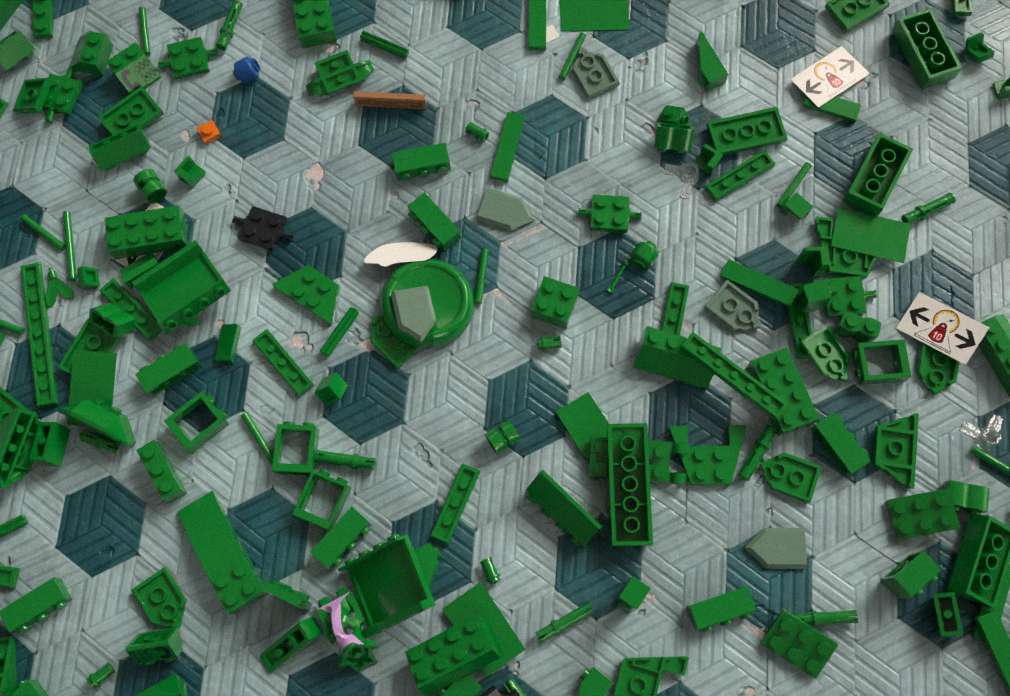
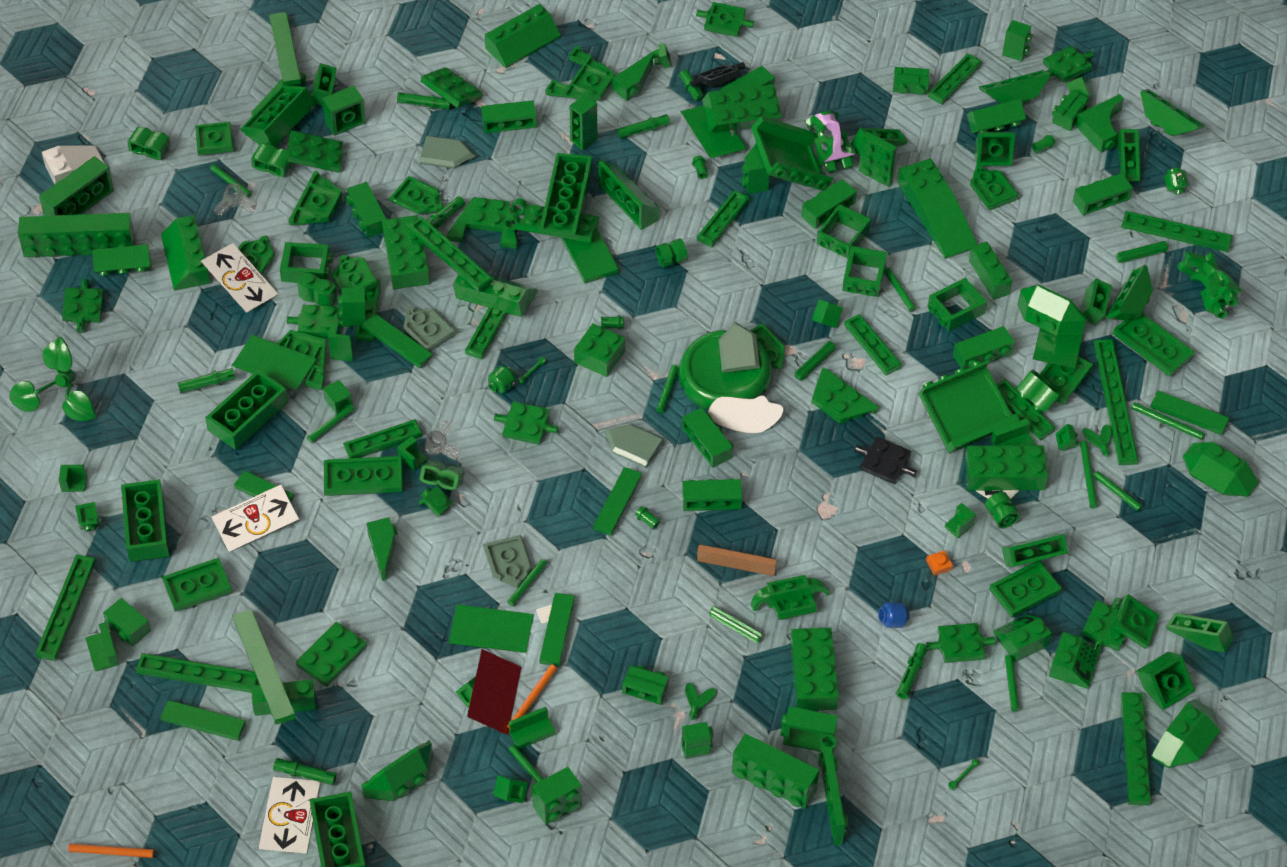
camera: 175 degrees left, 20 degrees down
(228, 343) = (926, 365): green slope -> none
(353, 461) = (818, 259): green pin -> none

